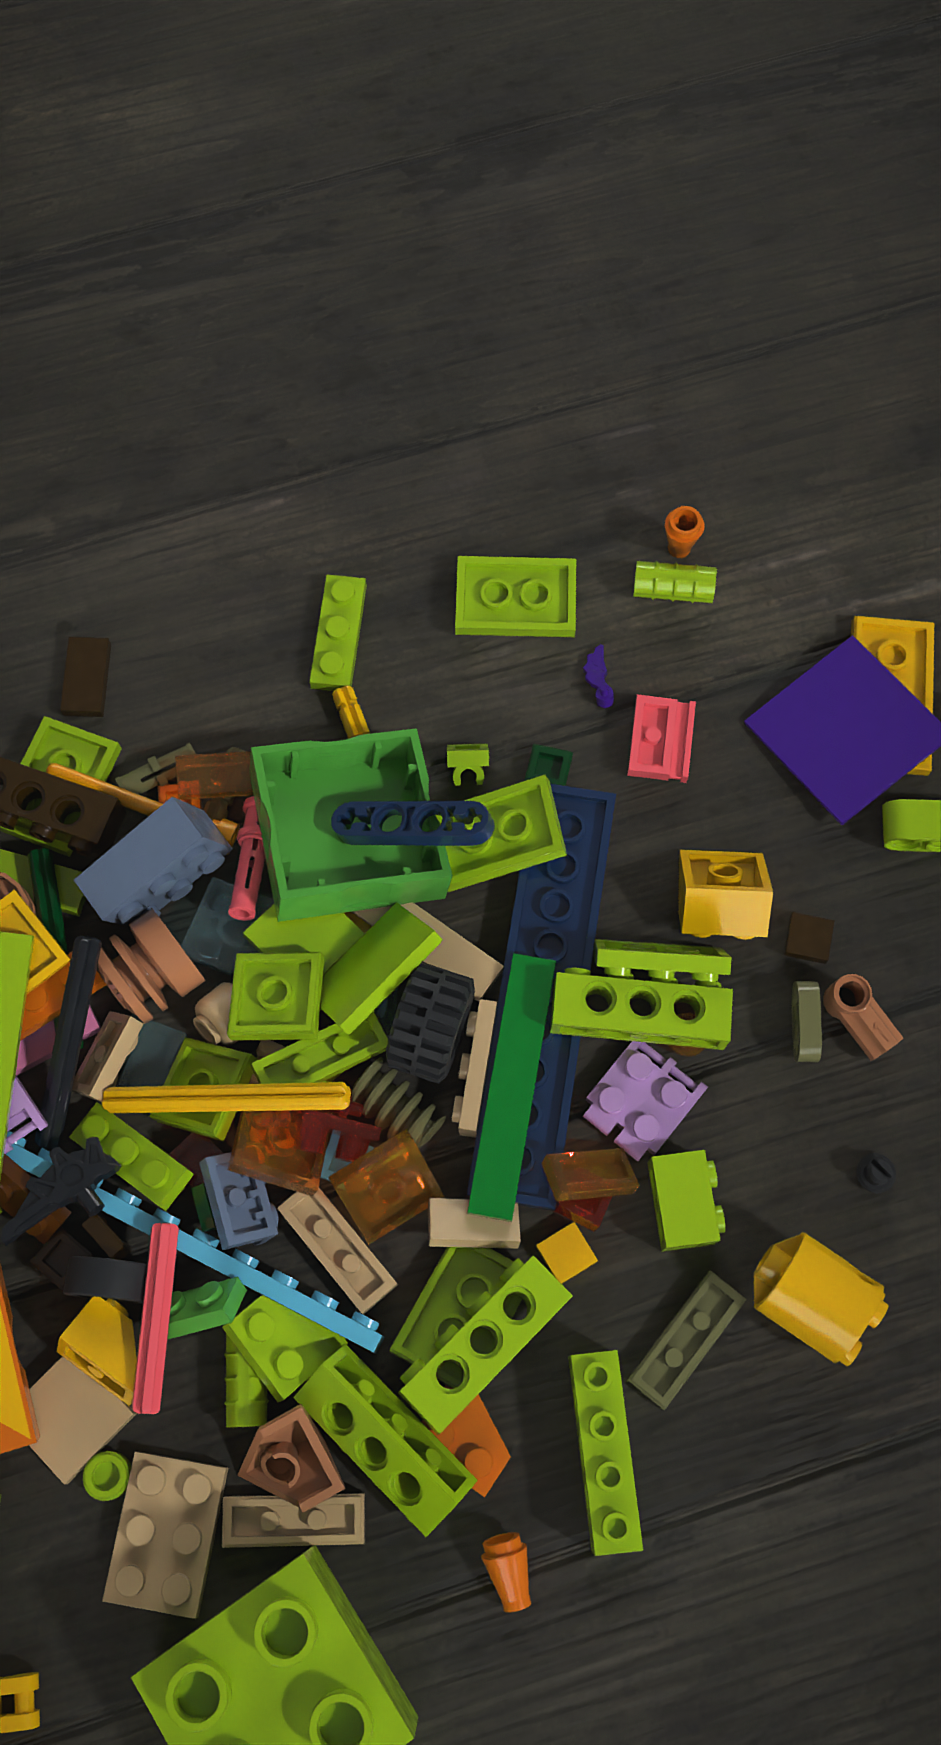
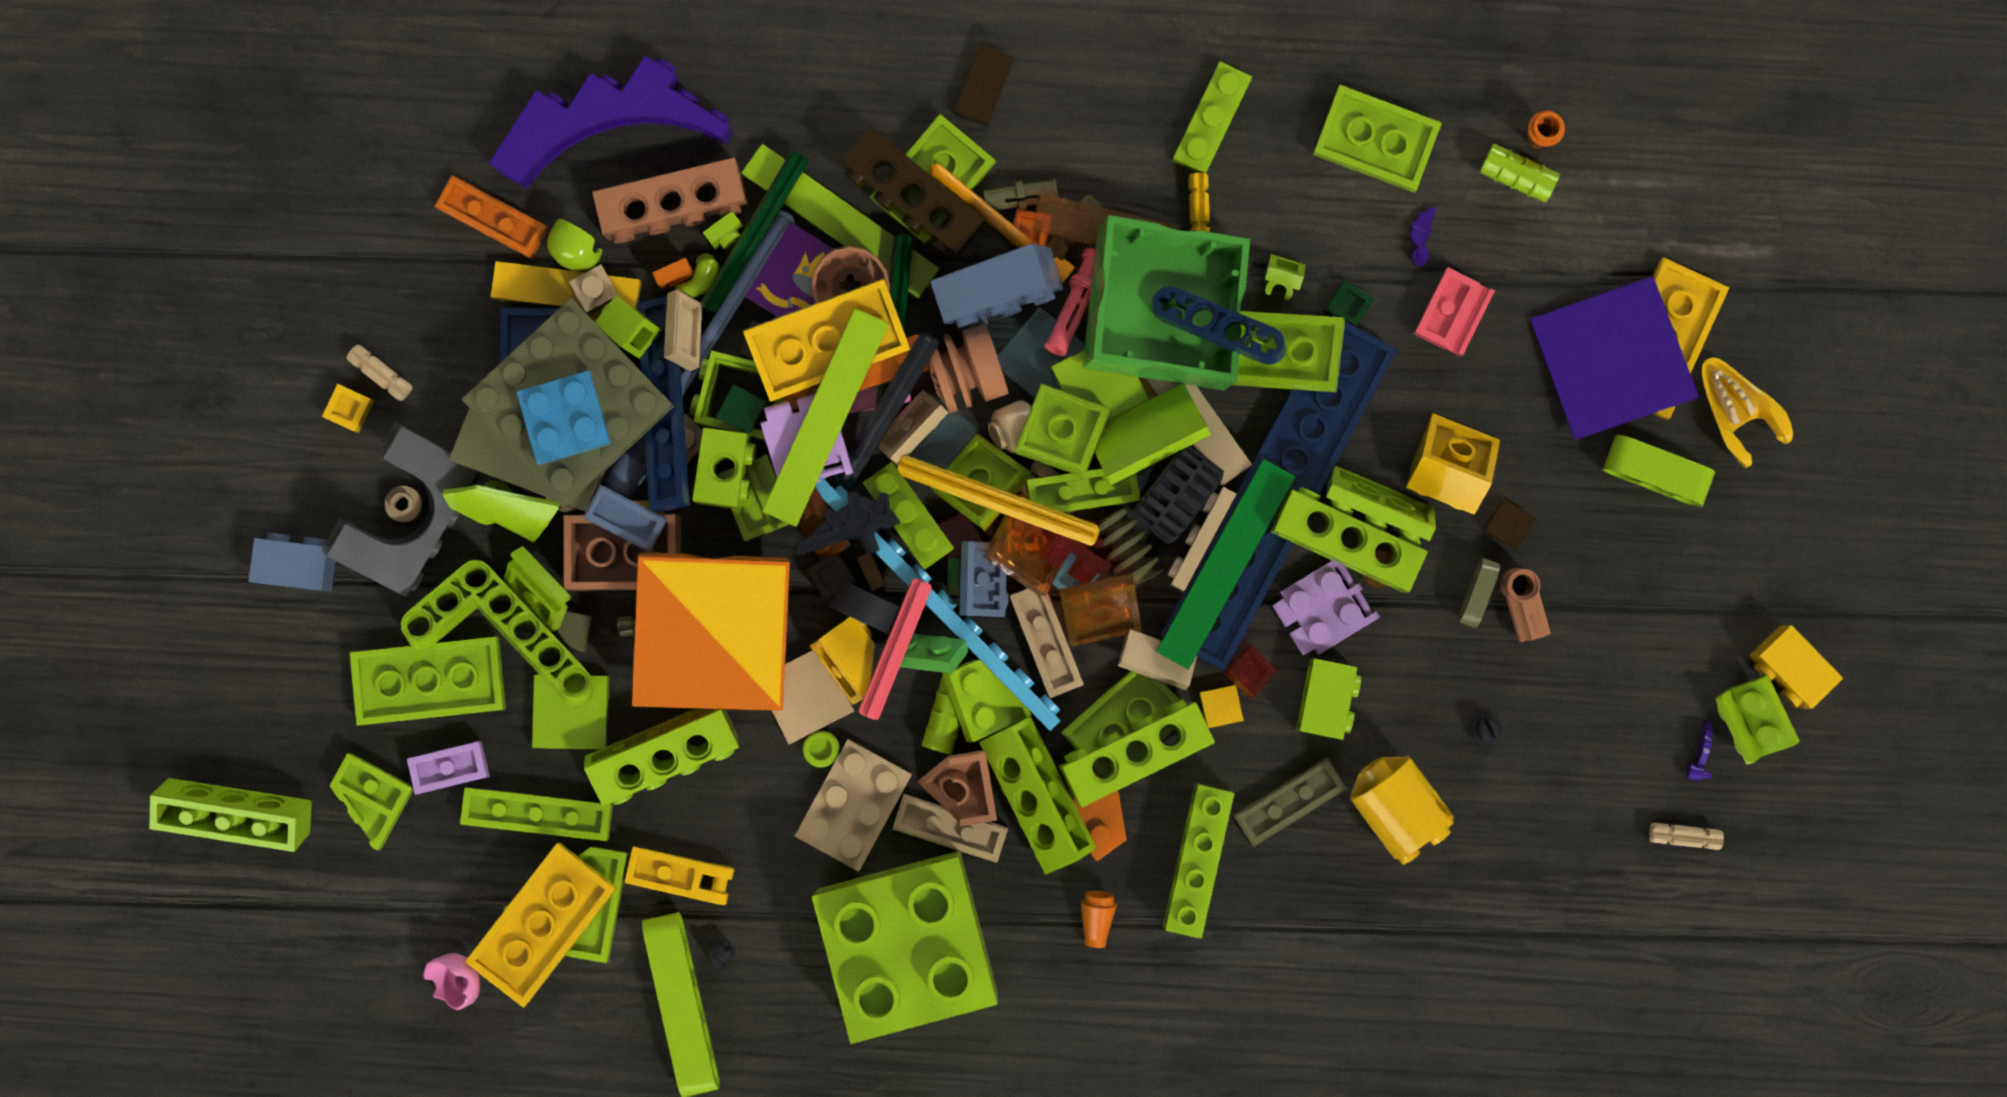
camera: 20 degrees right, 15 degrees up
(589, 1174) = (1261, 654): clear orange tile -> none

